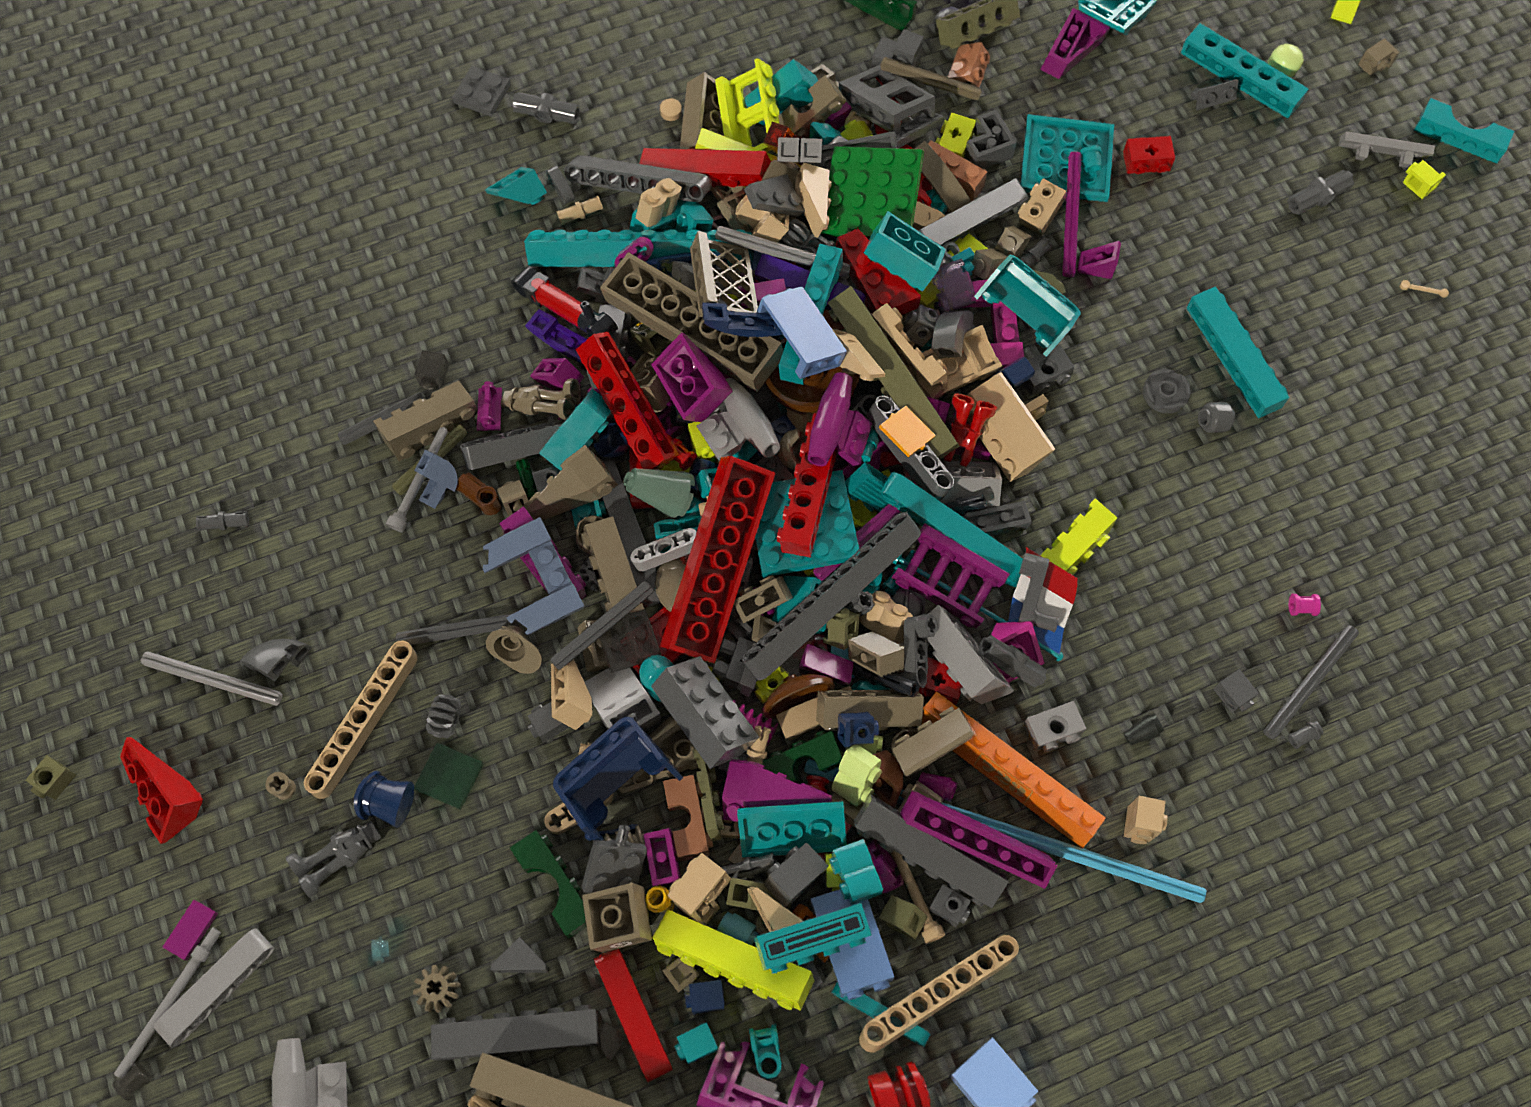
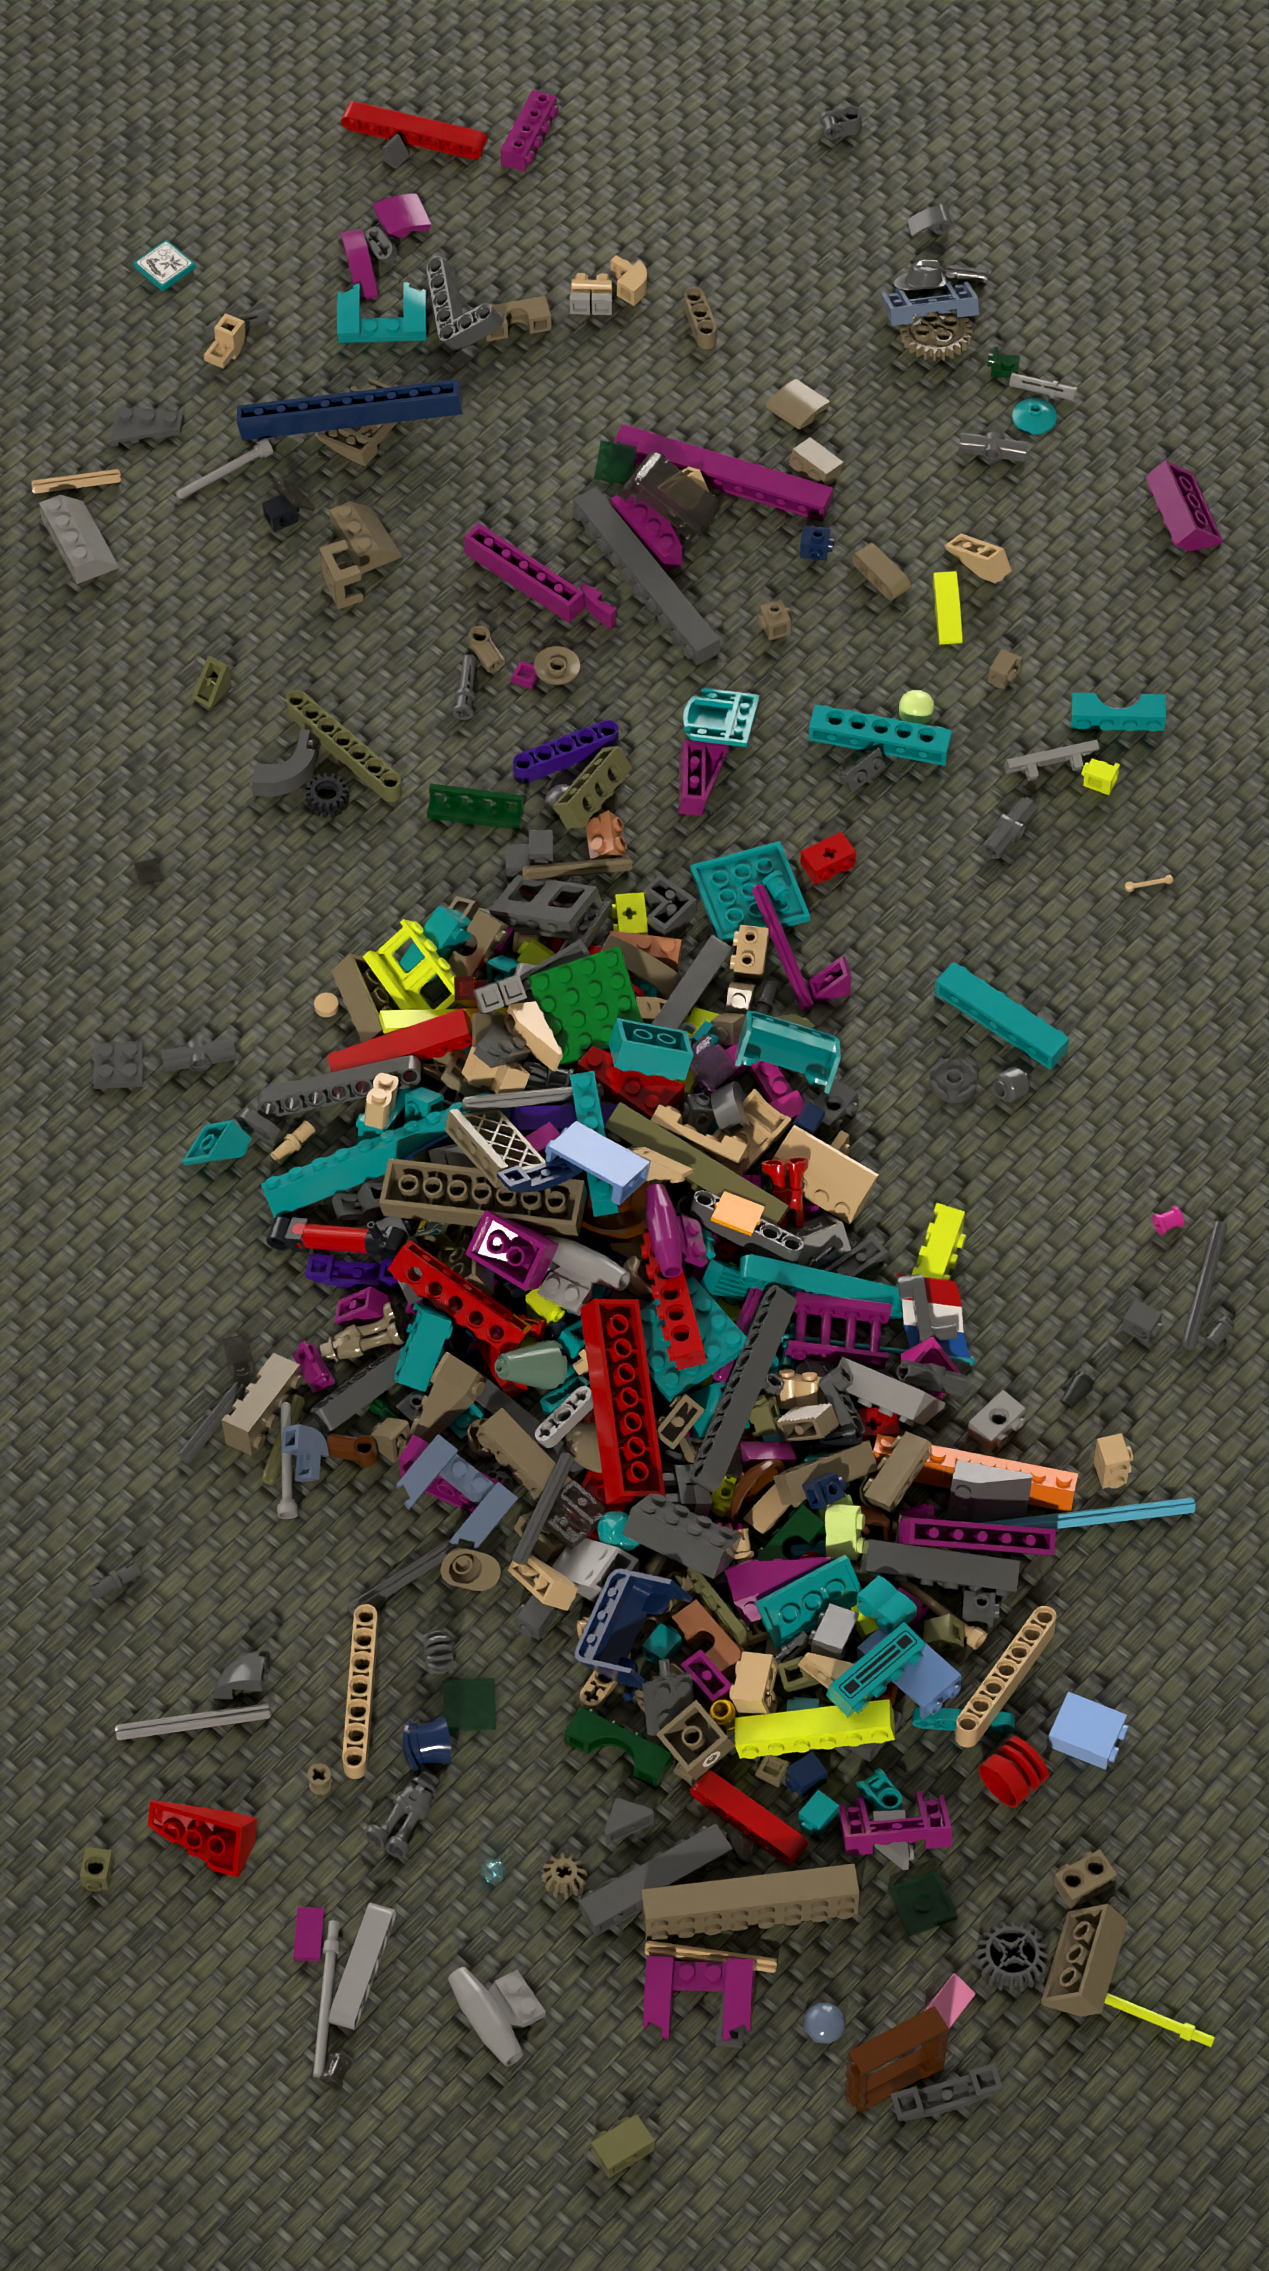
camera: 25 degrees left, 10 degrees down
(633, 247) = (380, 1159): magenta beam -> none
(643, 802) = (661, 1644): none -> teal brick
(1010, 797) = (987, 1493): none -> dark grey slope

